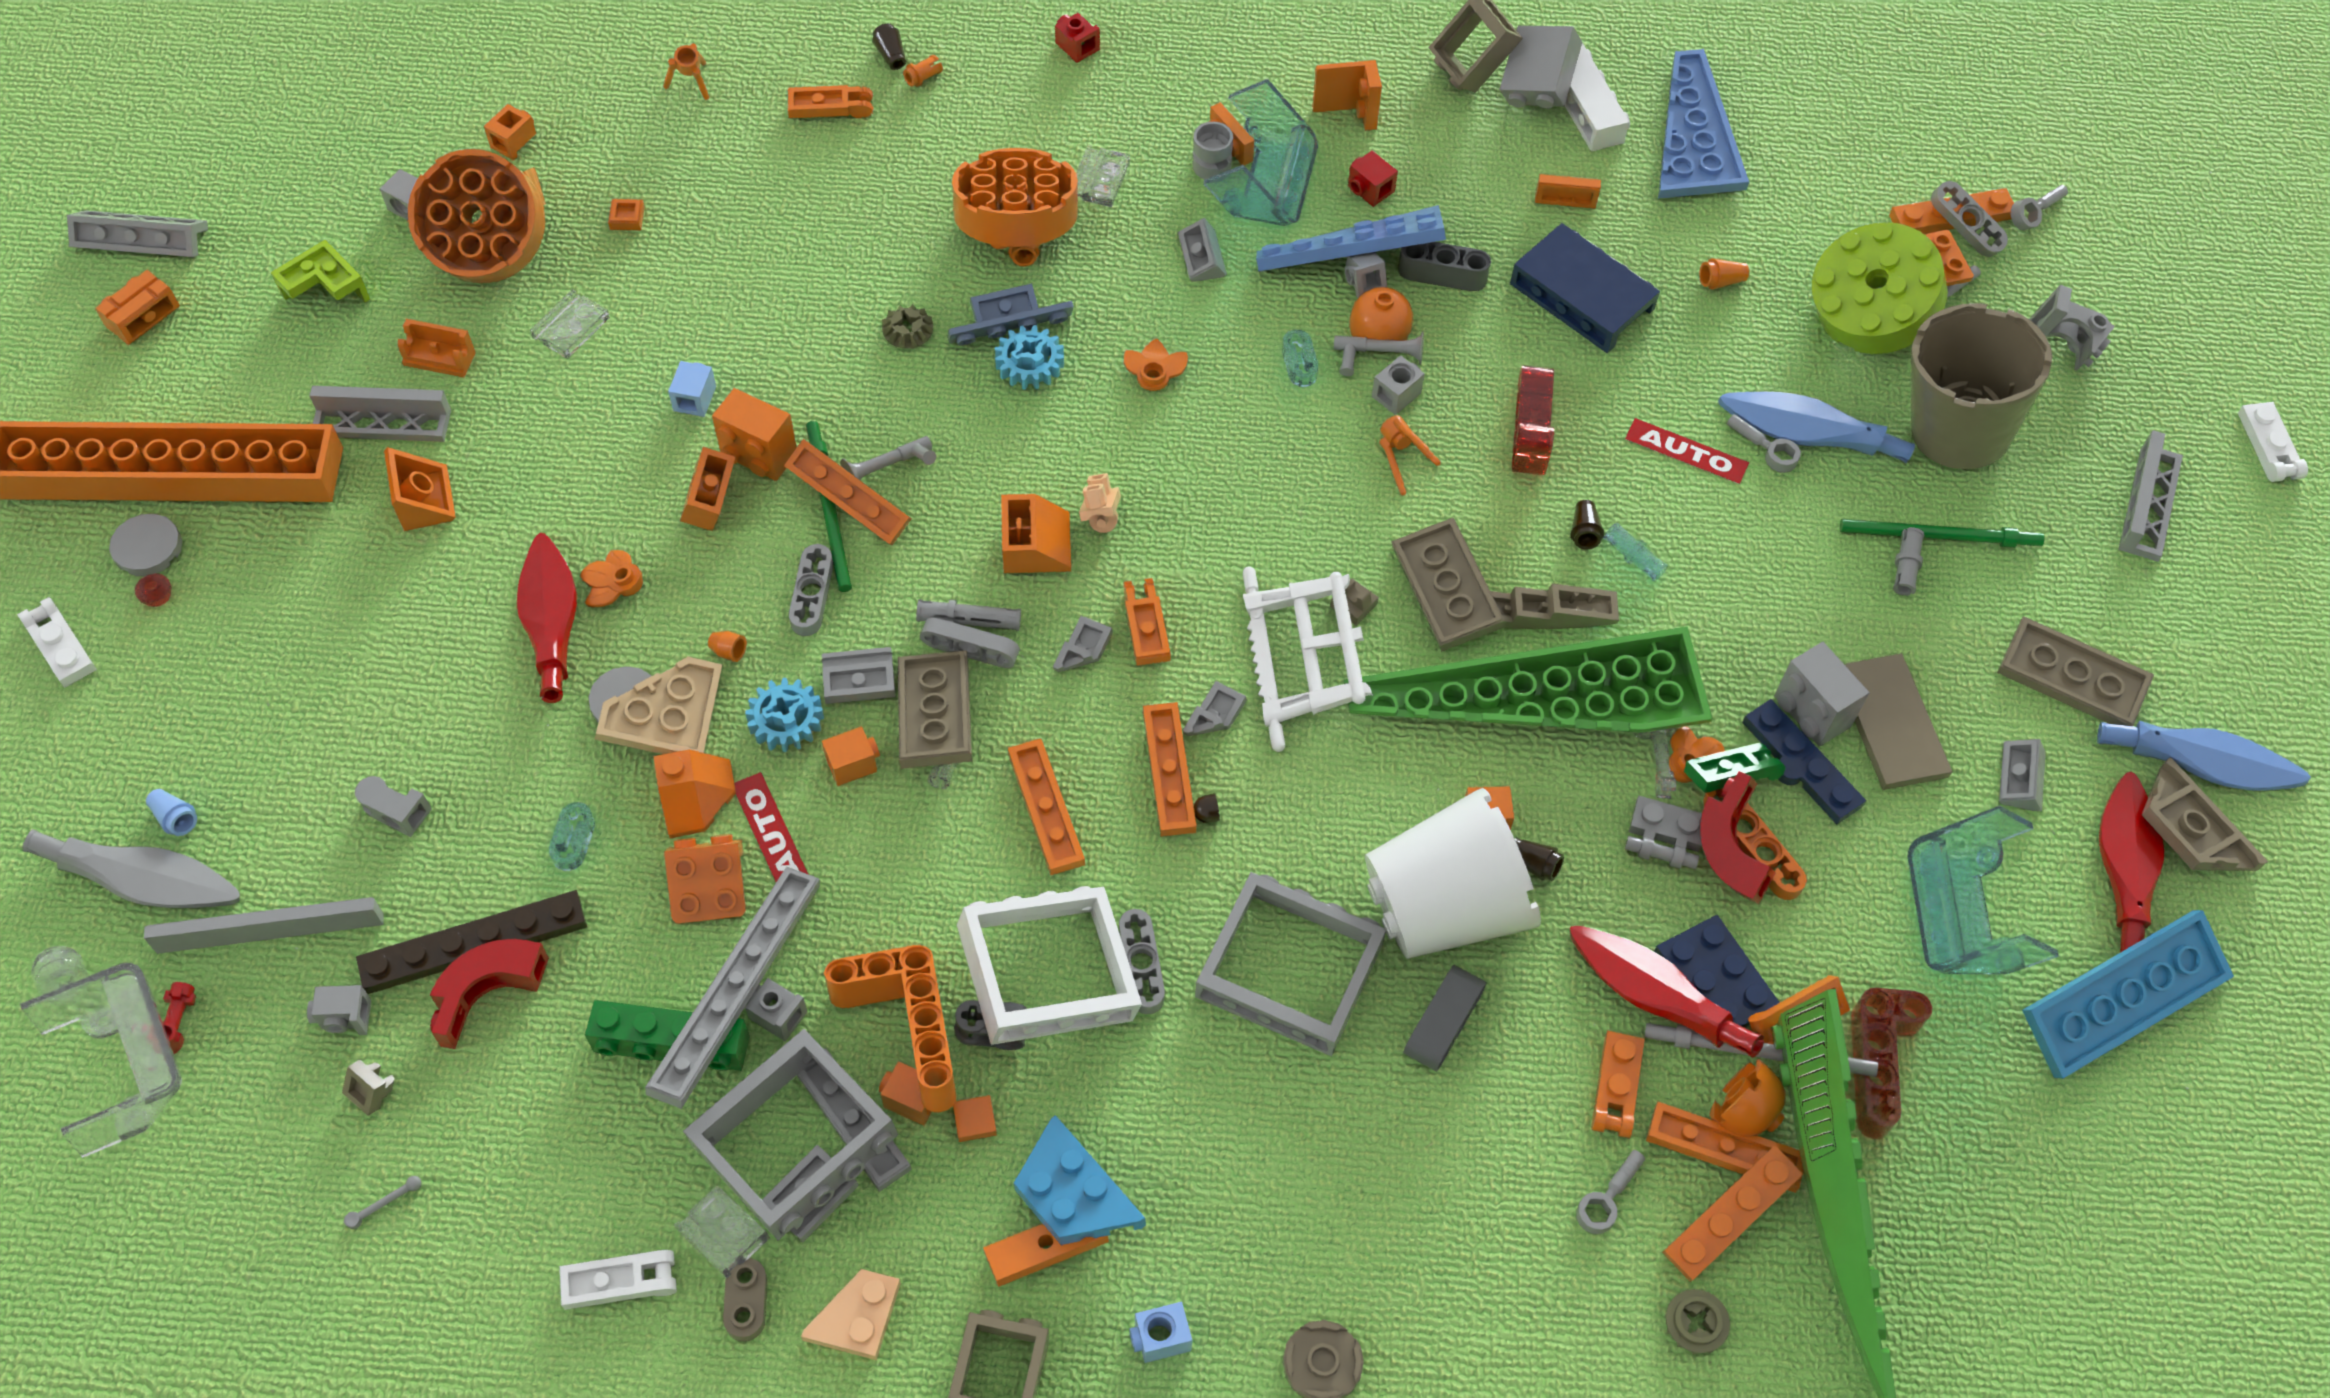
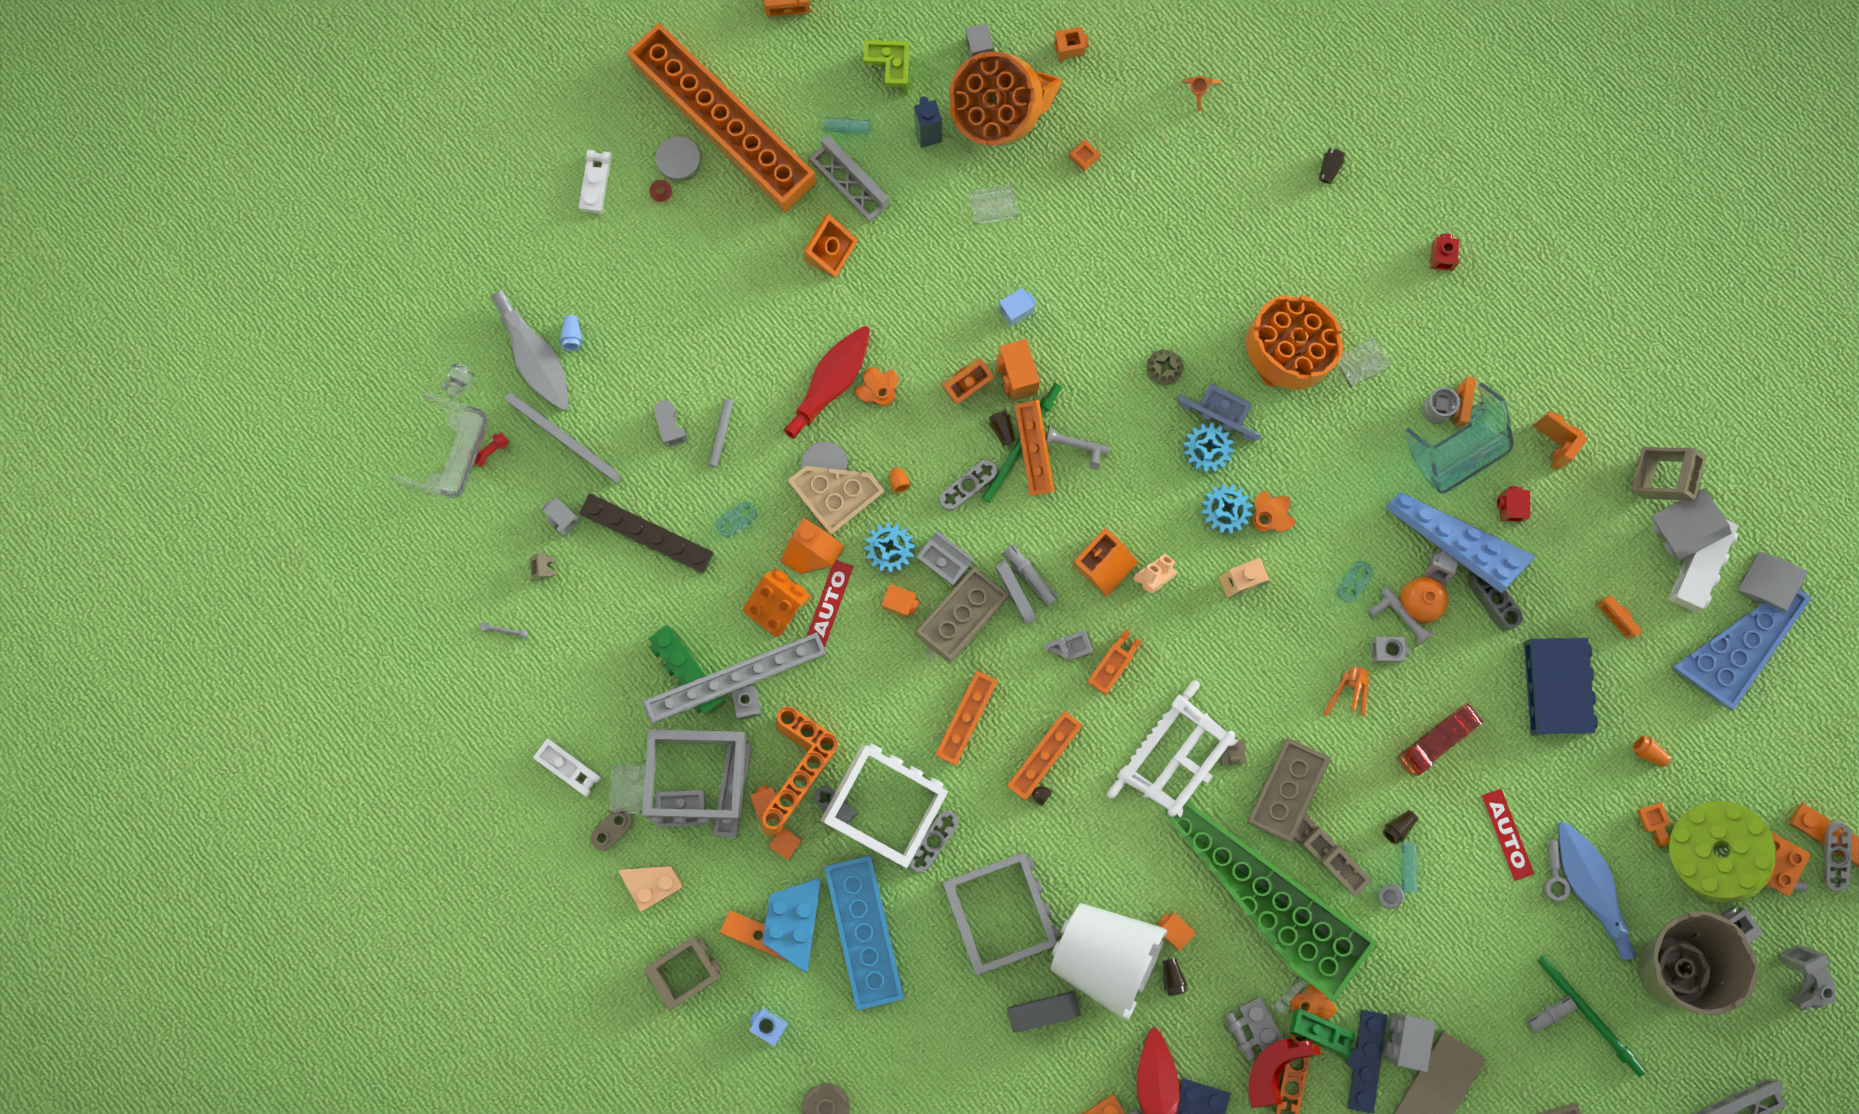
camera: 50 degrees right, 20 degrees up
(327, 369) = (847, 125): none -> clear light blue pin
(420, 289) = (927, 122): none -> dark blue brick
(436, 348) = (911, 162): orange hinge -> none
(466, 767) = (721, 432): none -> light grey bar
(477, 972) = (631, 554): red arch -> none
(791, 505) = (1002, 427): none -> dark brown cone
(829, 101) = (1260, 174): orange hinge -> none
(917, 73) = (1333, 199): orange pin -> none
(1106, 394) = (1230, 517): none -> medium azure gear
(1165, 1125) = (864, 933): none -> dark azure plate
(1199, 424) = (1244, 578): none -> light nougat torso
(1202, 251) = (1371, 463): light grey slope -> none
(1216, 711) = (1100, 746): light grey slope -> none
(1649, 591) = (1391, 896): none -> light grey tile
(1657, 62) = (1772, 581): none -> light grey slope
(1796, 323) = (1655, 819): none -> orange plate

